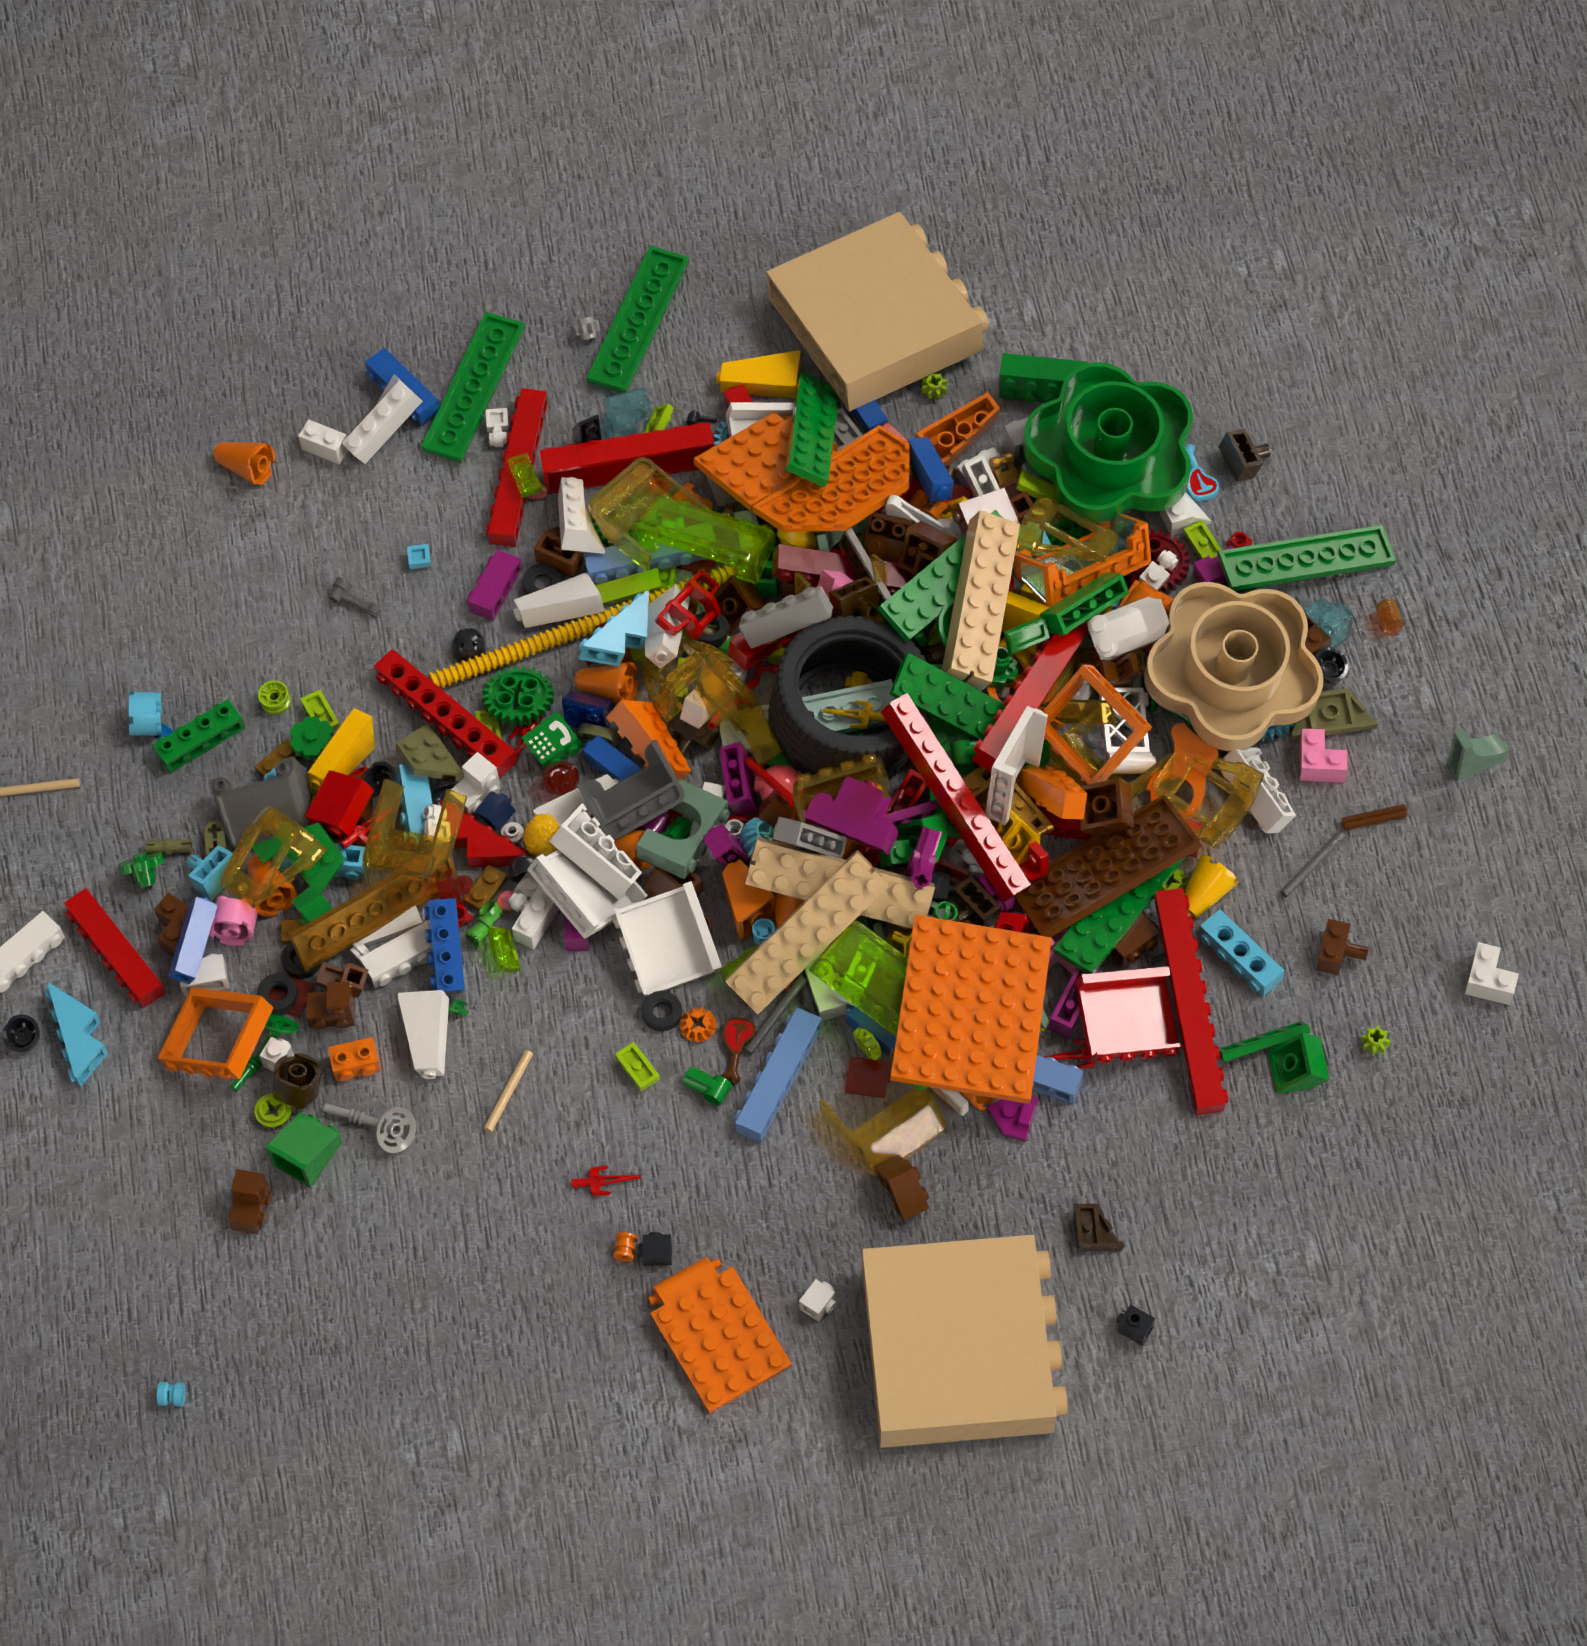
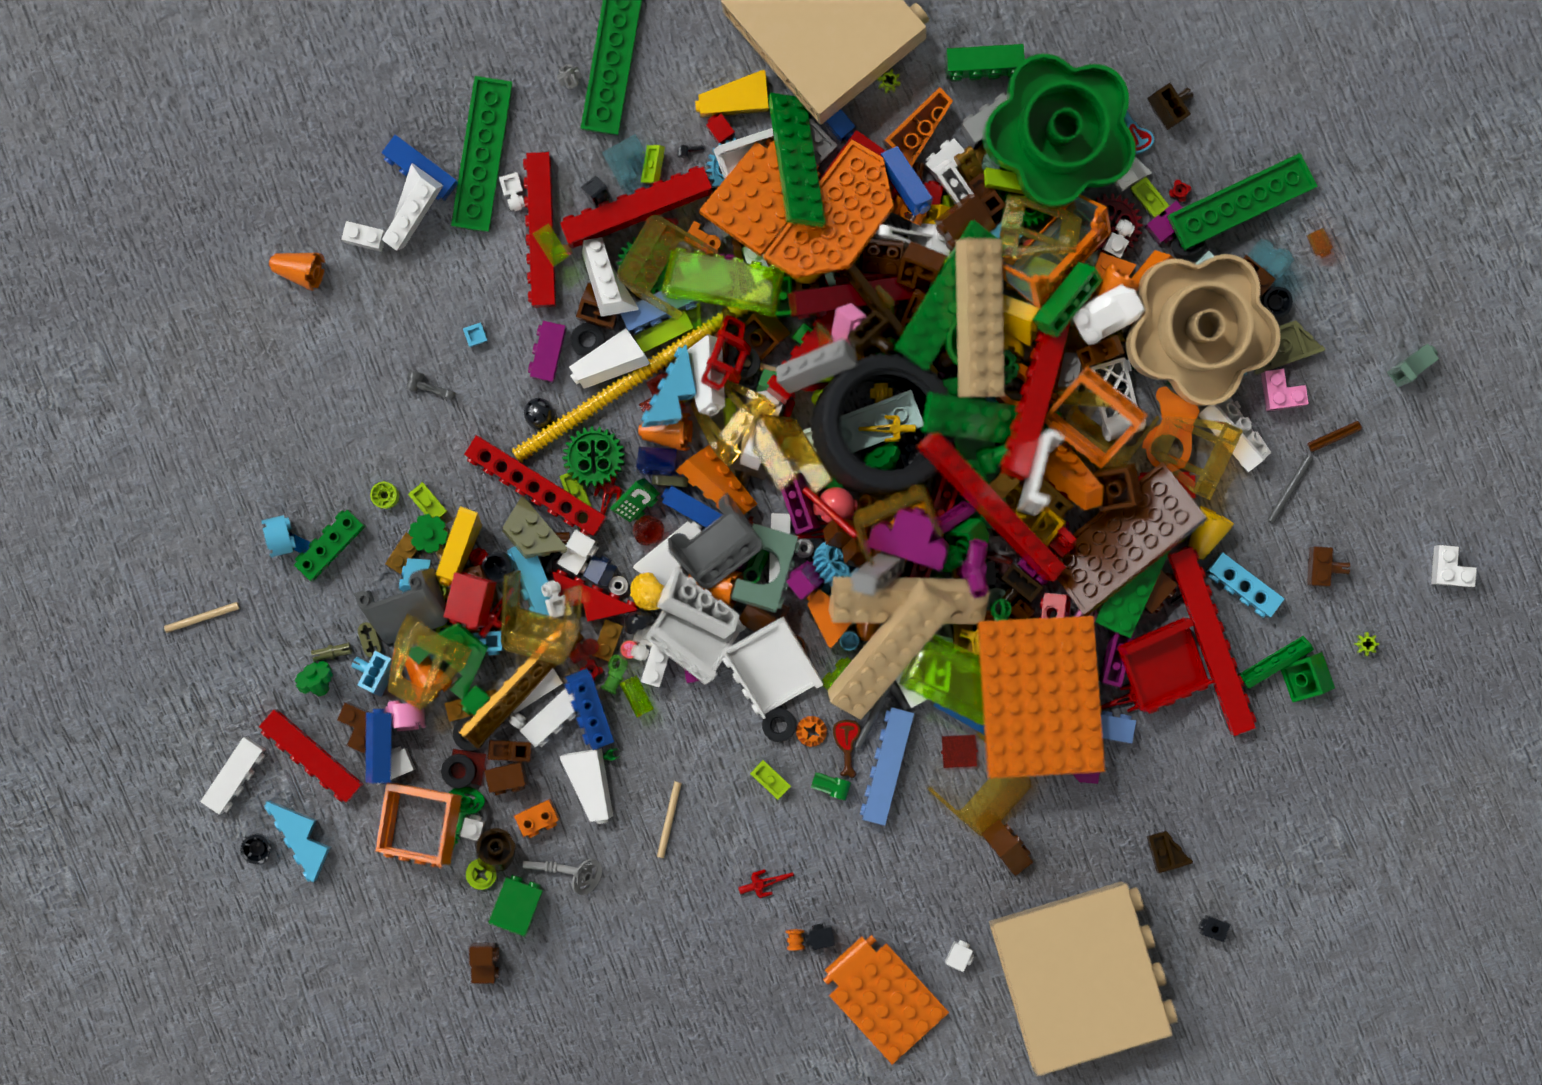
camera: 15 degrees left, 25 degrees up
(867, 1043) = (955, 727): lime gear -> none
(1026, 635) = (1023, 340): green tile -> none

